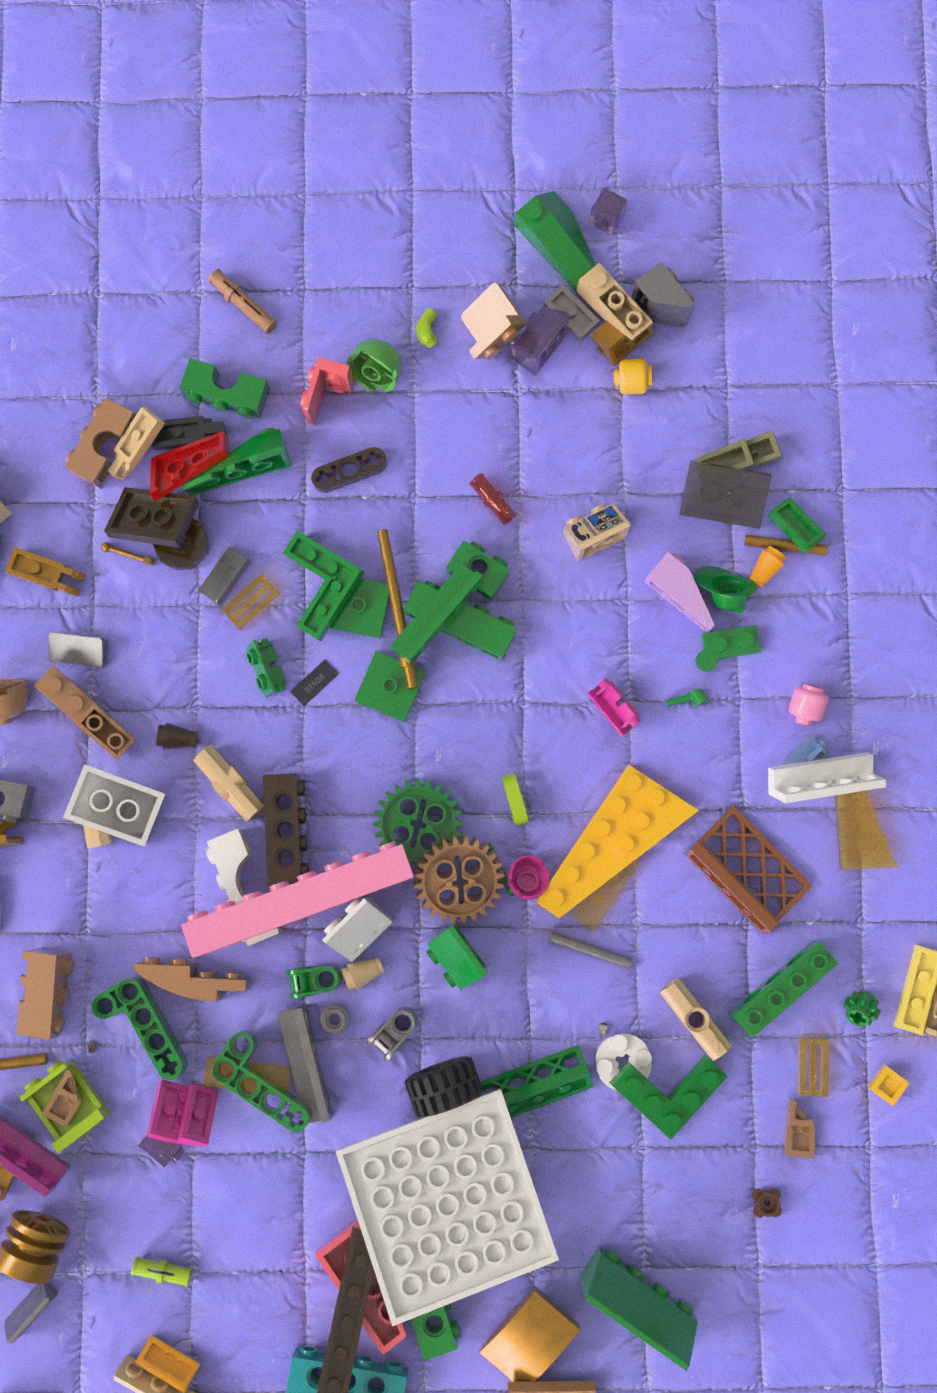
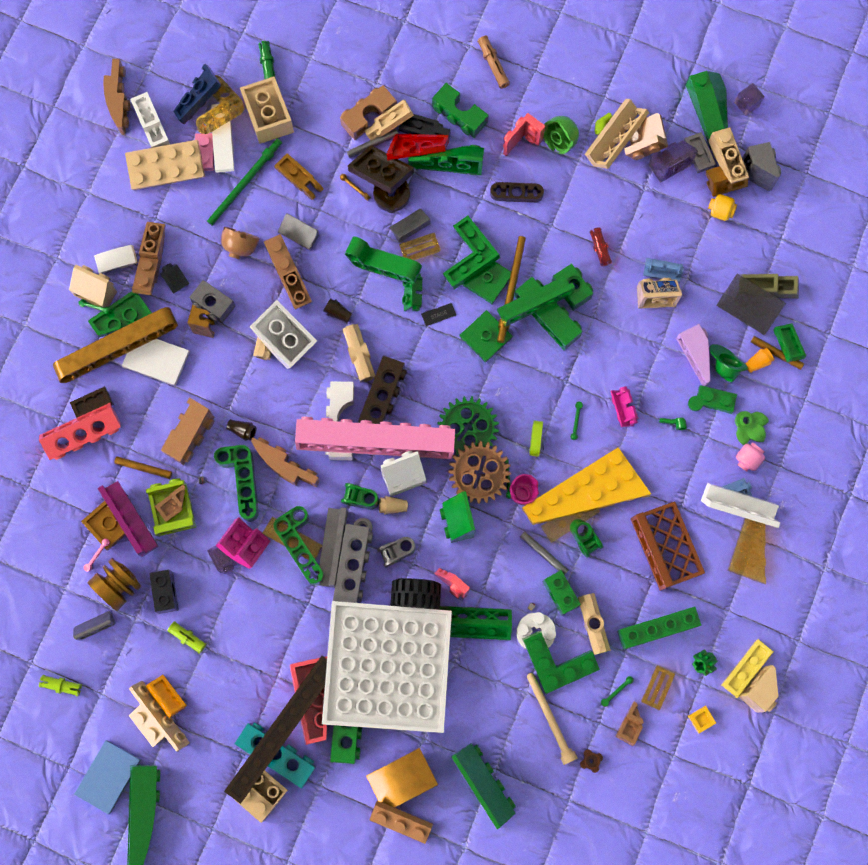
camera: 15 degrees right, 5 degrees down
(104, 1224) = (164, 591): none -> black brick
(116, 955) = (244, 430): none -> dark brown cone
(127, 481) = (374, 142): none -> flat silver bar
(207, 646) = (382, 262): none -> green beam
(345, 1123) = (352, 533): none -> flat silver brick
(446, 335) = (614, 133): none -> tan fence
(493, 1052) = (457, 586): none -> coral wing
(553, 729) = (578, 406): none -> green hinge
(589, 495) = (663, 269): none -> medium blue hinge
(635, 996) = (561, 592): none -> green brick
(638, 908) = (587, 540): none -> green piece
(733, 1209) = (567, 754): none -> tan piece
(752, 1115) = (605, 702): none -> green hinge
(796, 661) = (752, 429): none -> bright green plate

